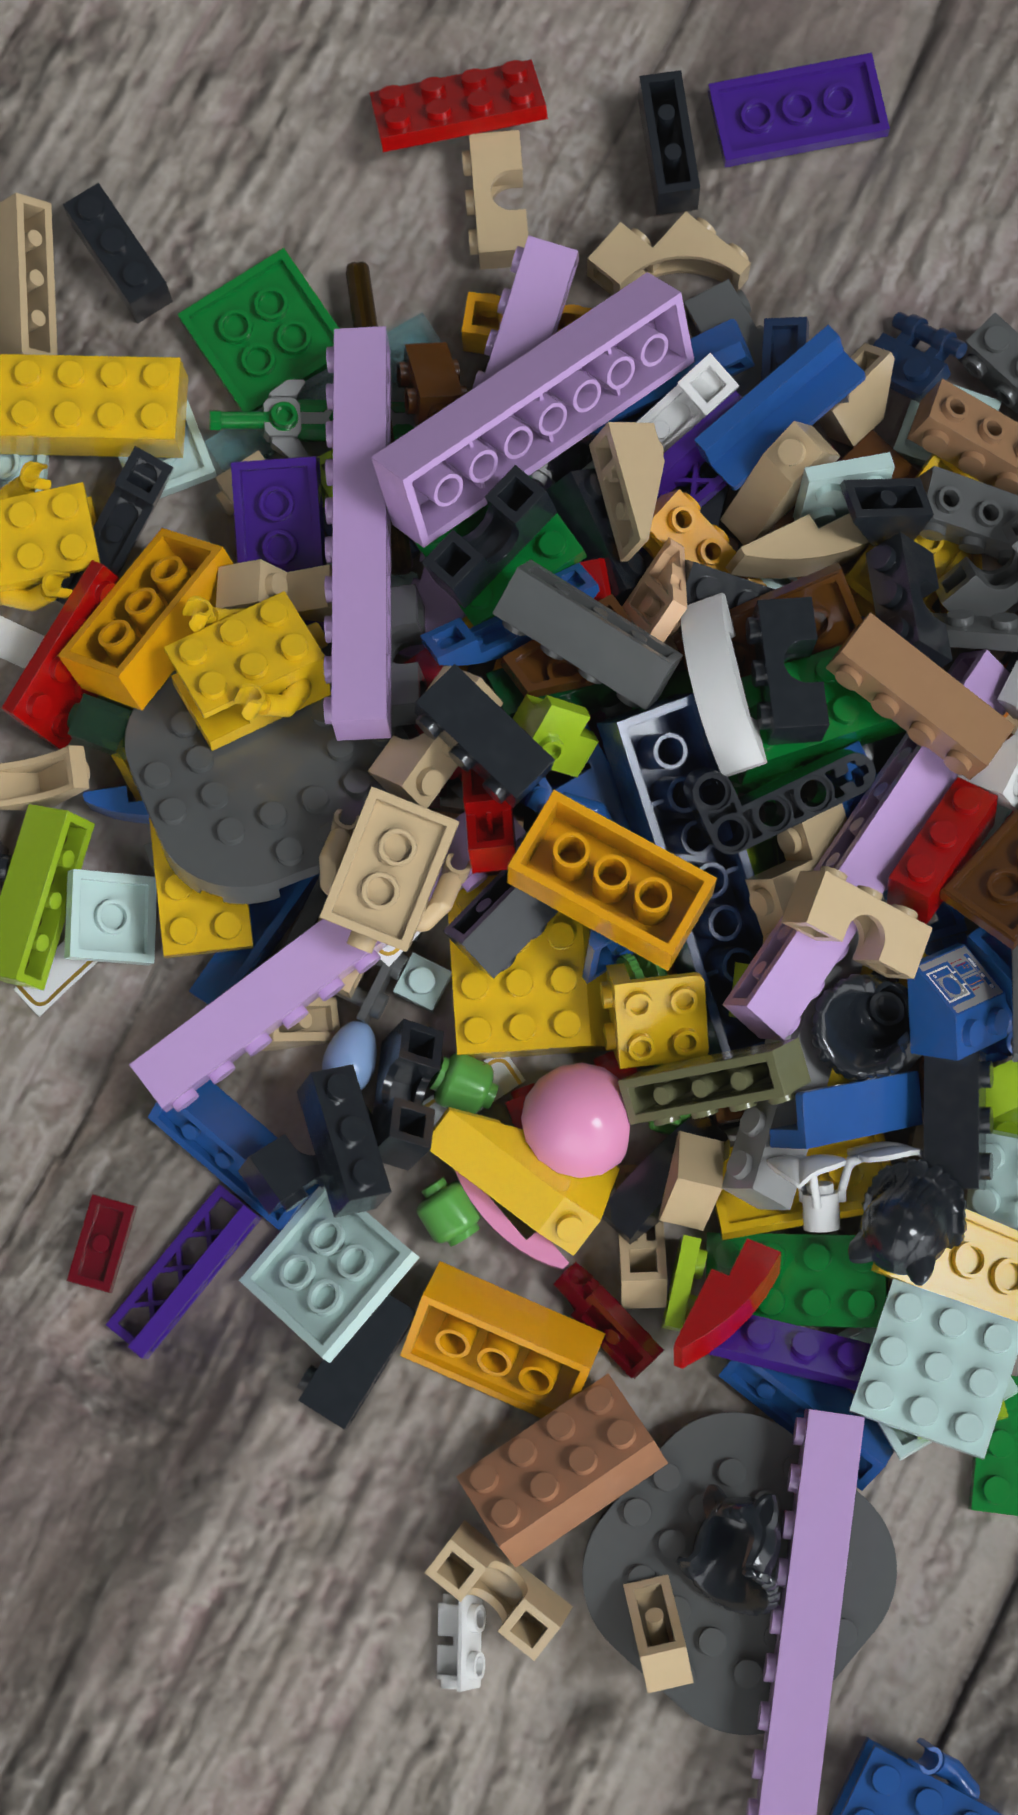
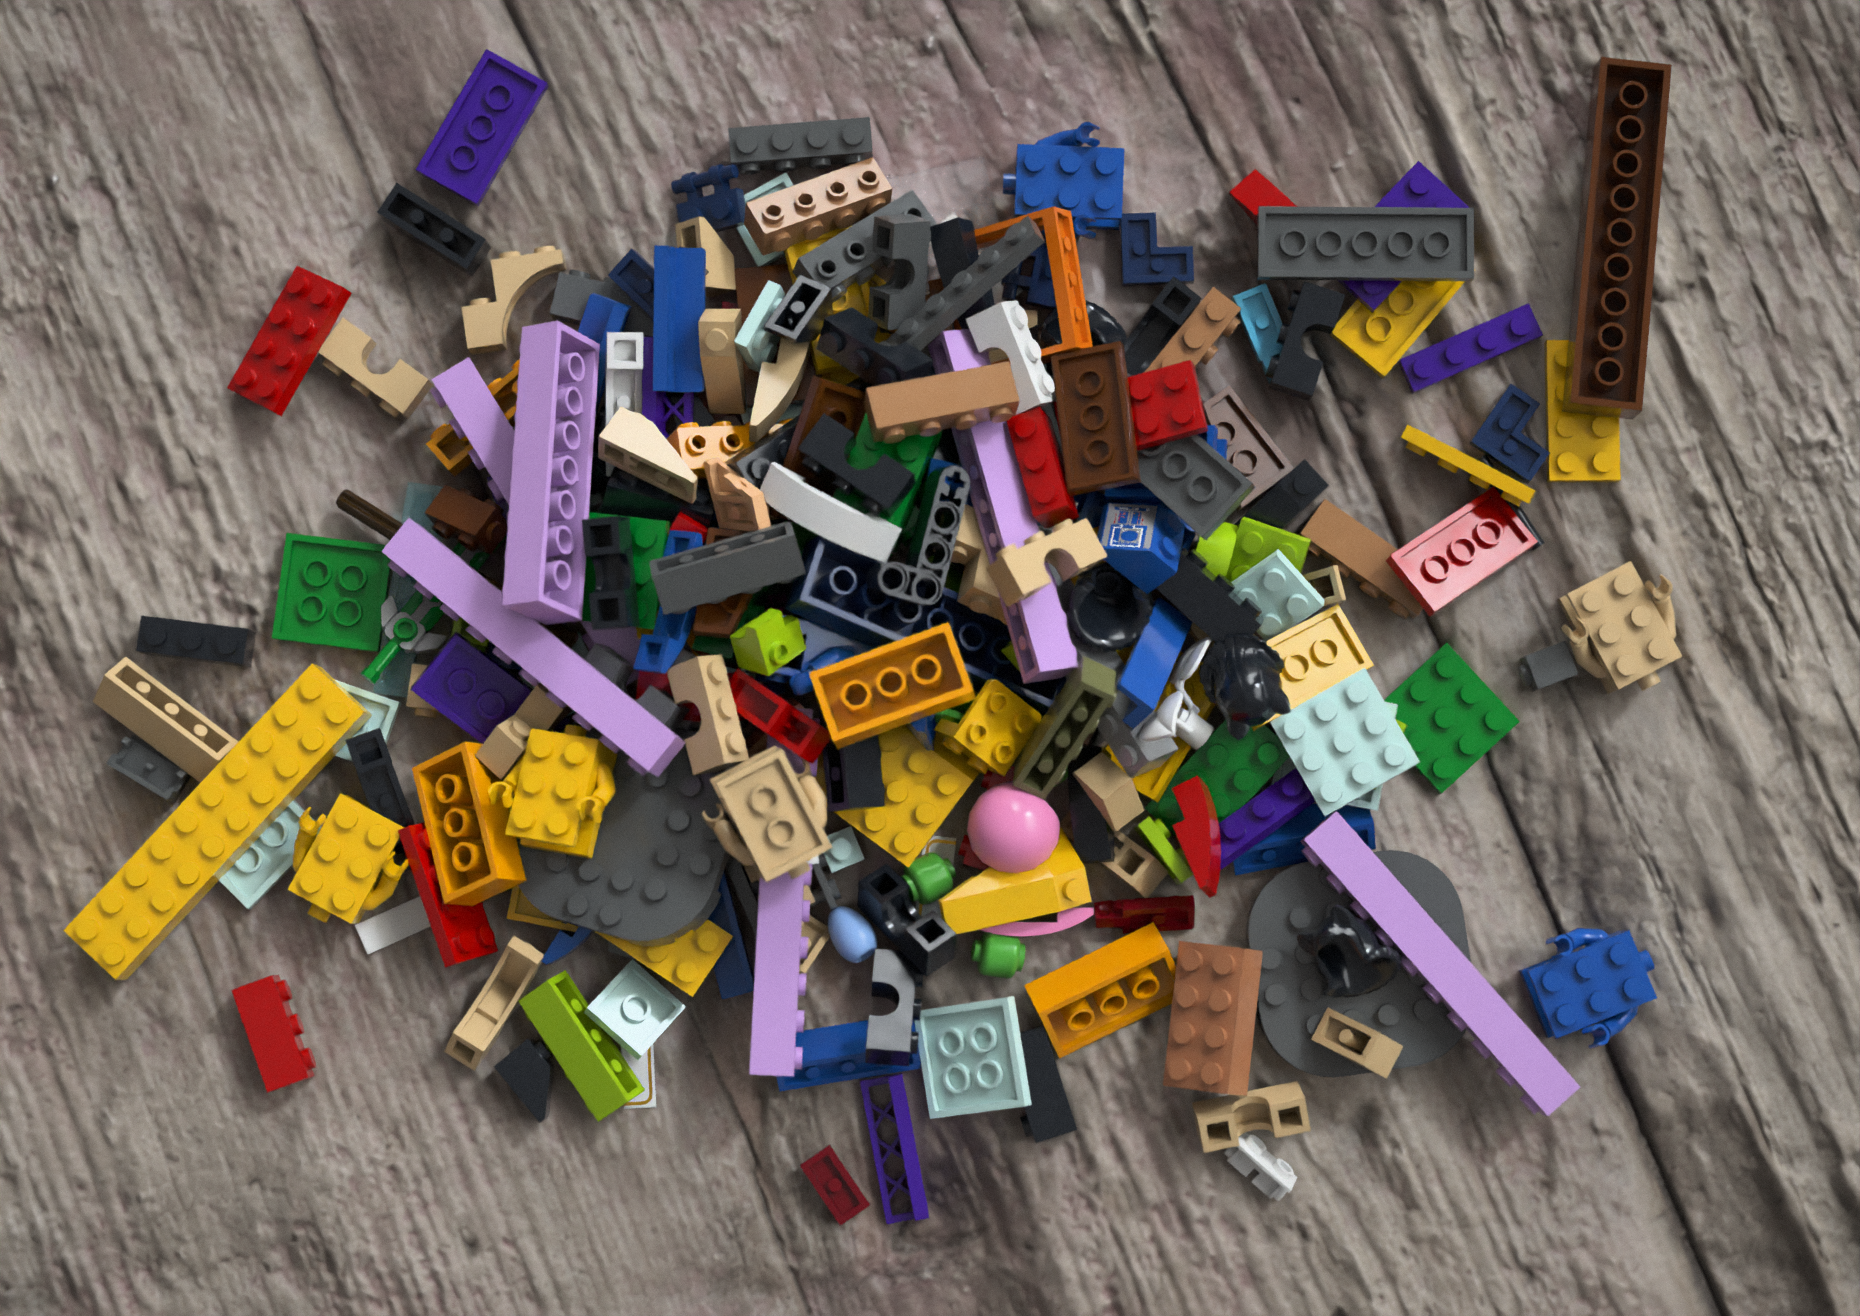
camera: 55 degrees left, 5 degrees up
(99, 725) = (507, 913): clear green brick -> none
(343, 1141) = (905, 982): black brick -> none
(482, 737) = (739, 688): black brick -> none

